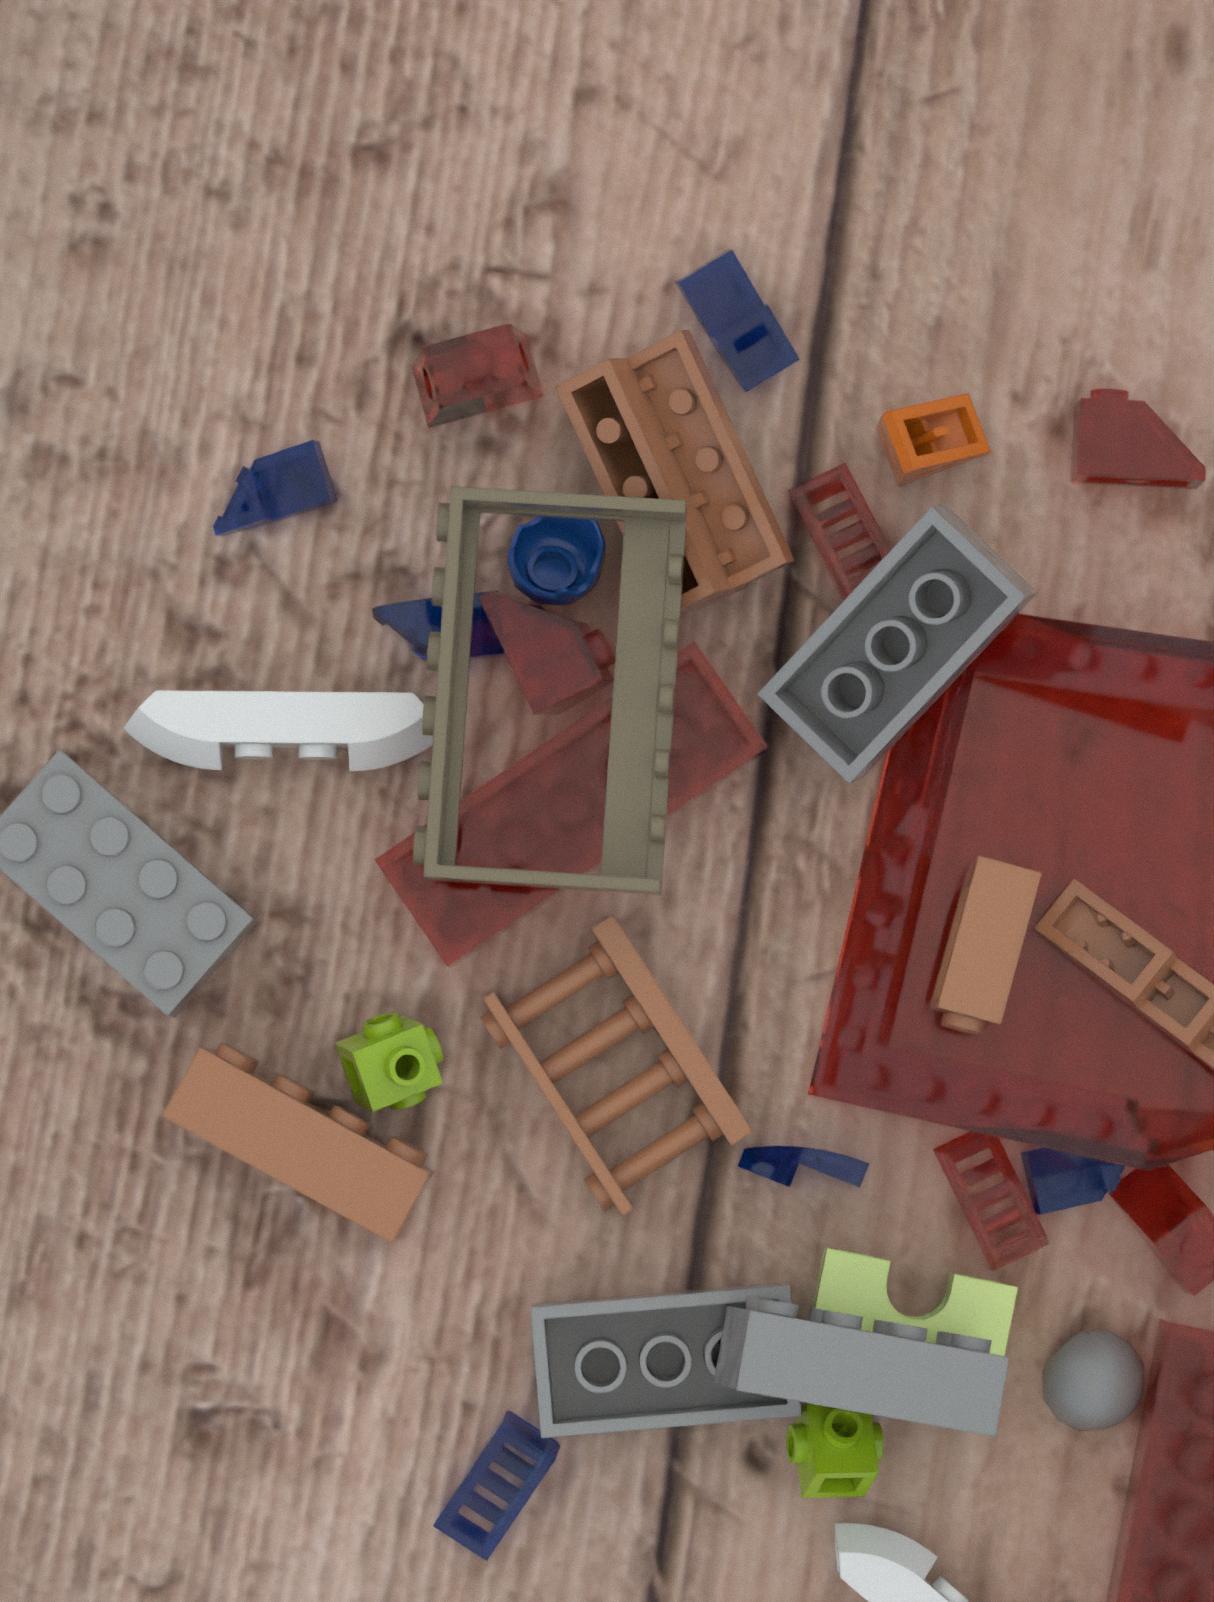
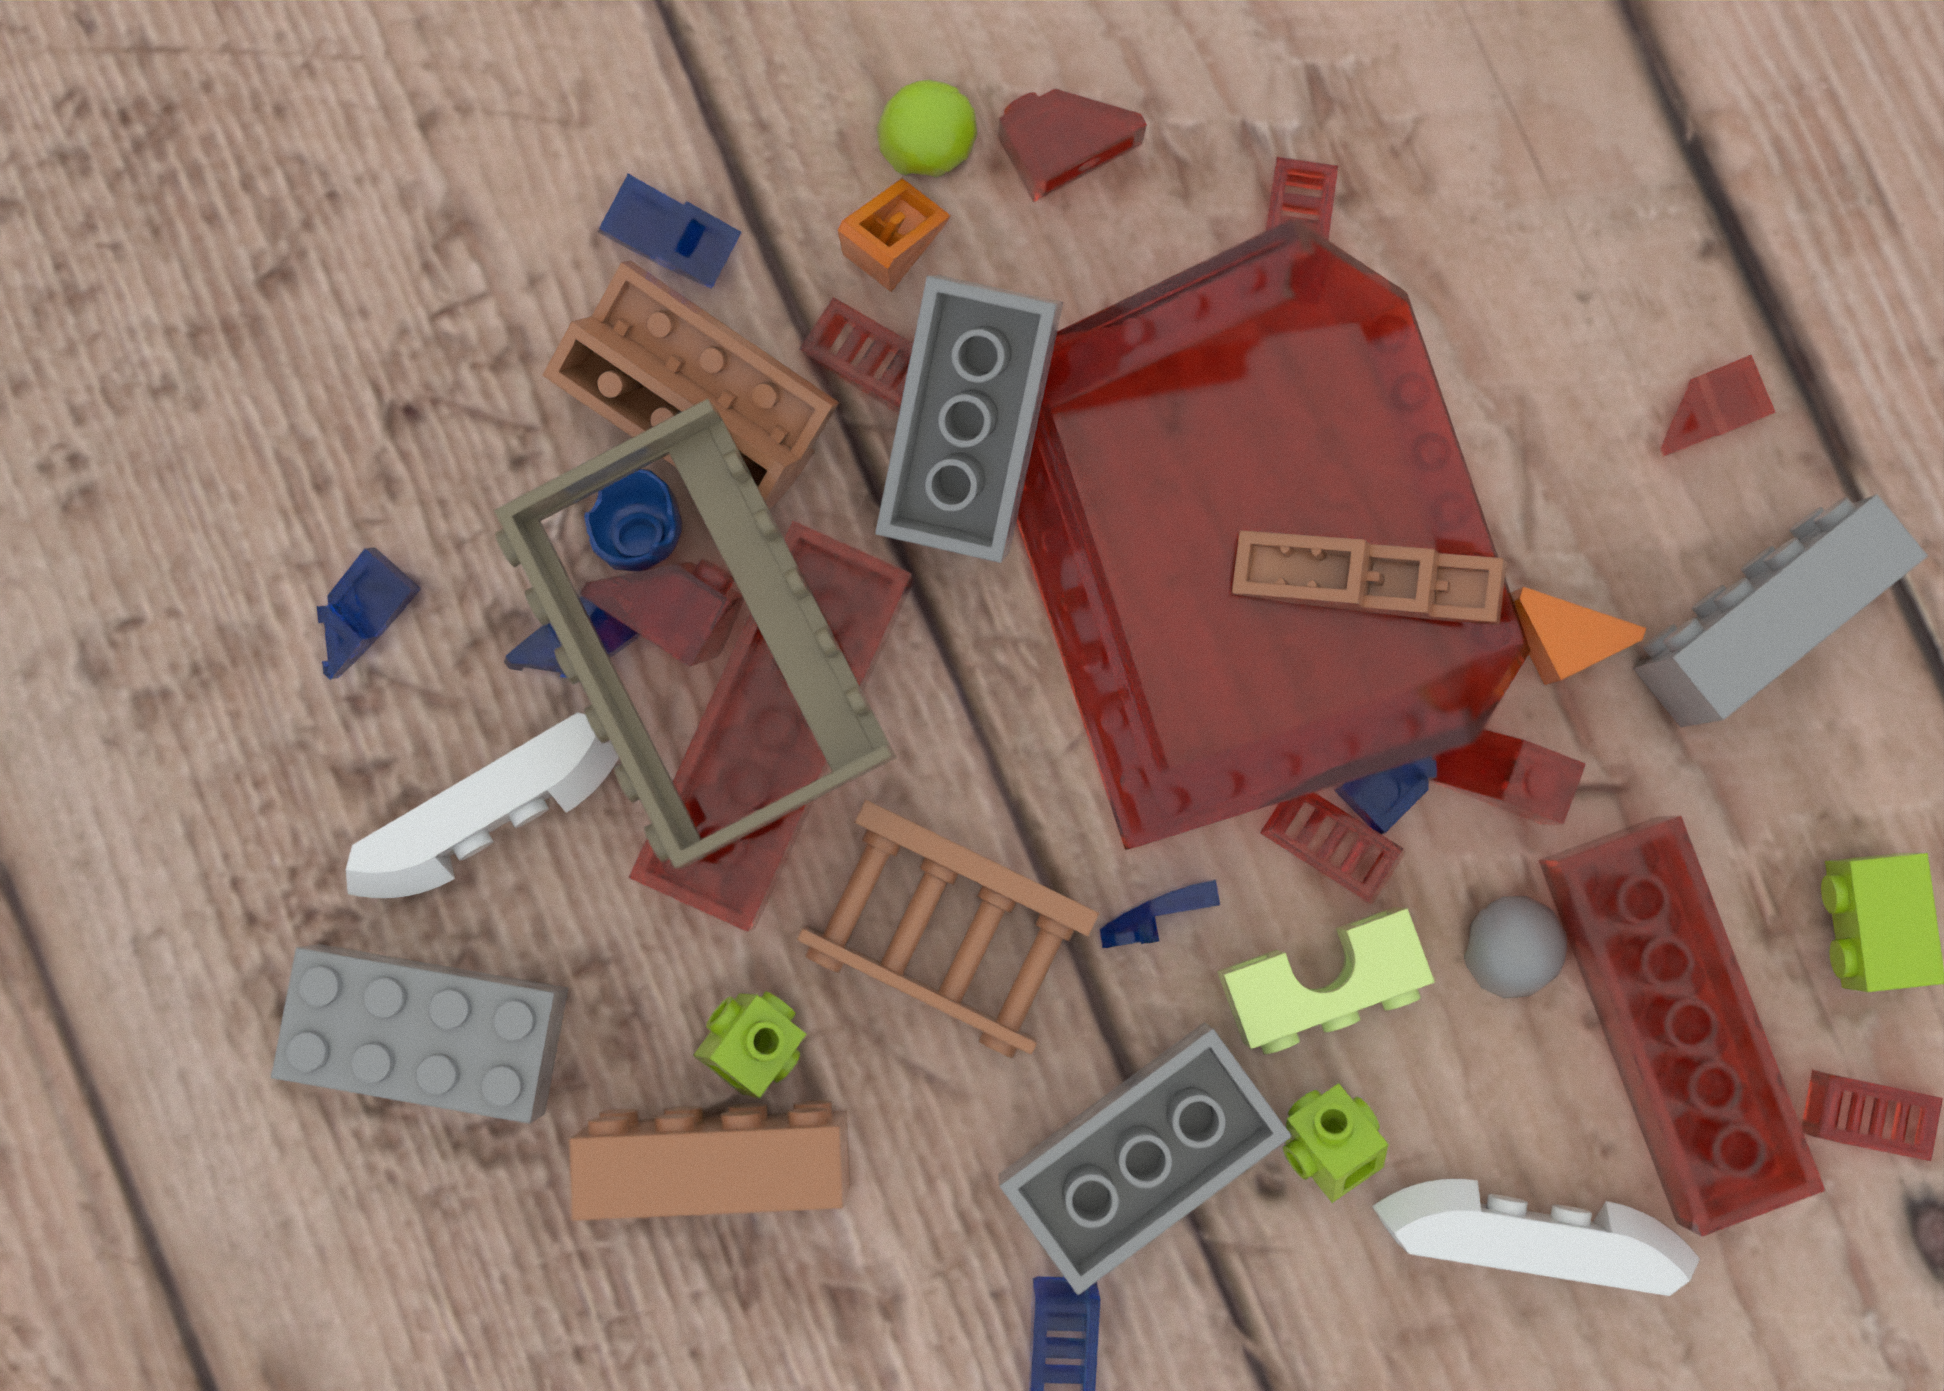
camera: 30 degrees left, 0 degrees up
(475, 374) = (470, 406): clear red torso -> none
(862, 1371) = (1325, 1070): light grey brick -> none
(984, 945) = (1201, 630): nougat window -> none
(1015, 364) = (927, 129): none -> lime hair

